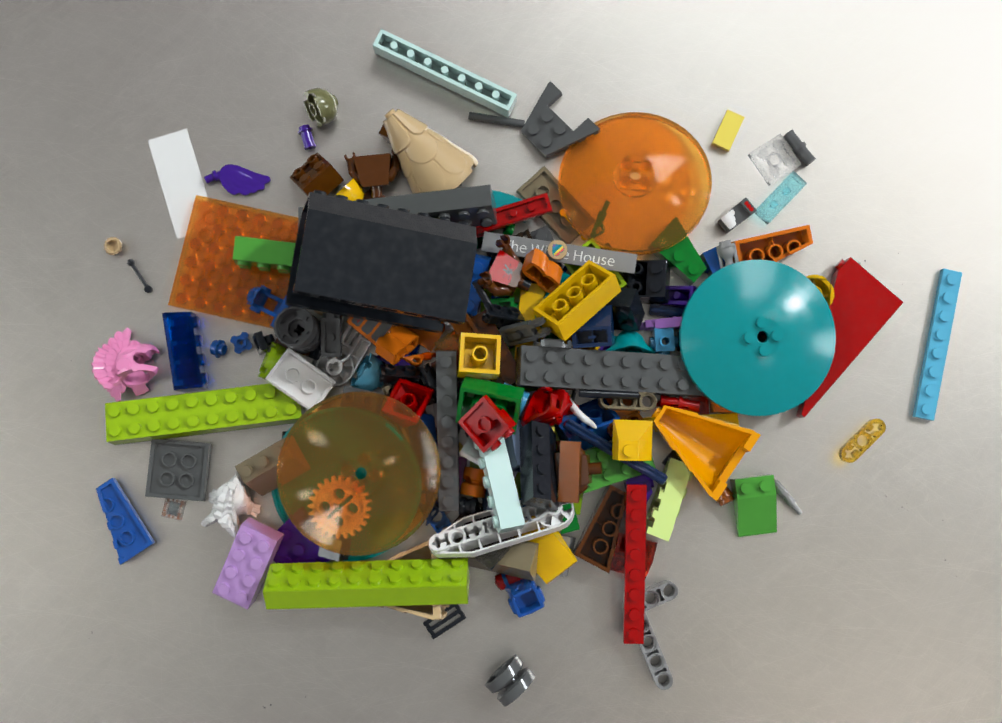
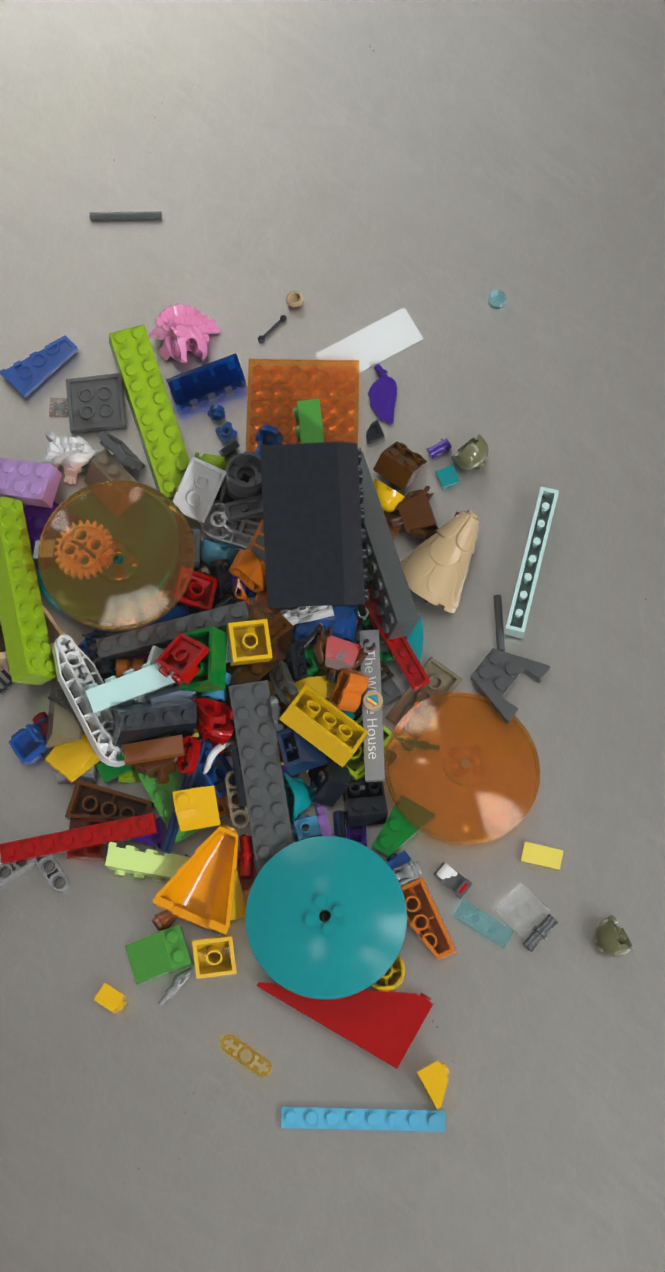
camera: 85 degrees right, 10 degrees down
(162, 47) = (497, 299): none -> clear light blue tile
(243, 449) = (121, 451): none -> dark grey plate
(275, 197) = (374, 433): none -> black tile
(338, 135) = (447, 477): none -> teal tile
(581, 435) = (191, 755): none -> red beam
(773, 452) = (214, 956): none -> yellow slope
(788, 558) = (111, 998): none -> yellow brick
(818, 83) = (612, 938): none -> olive cylinder
(921, 269) = (434, 1081): none -> yellow slope

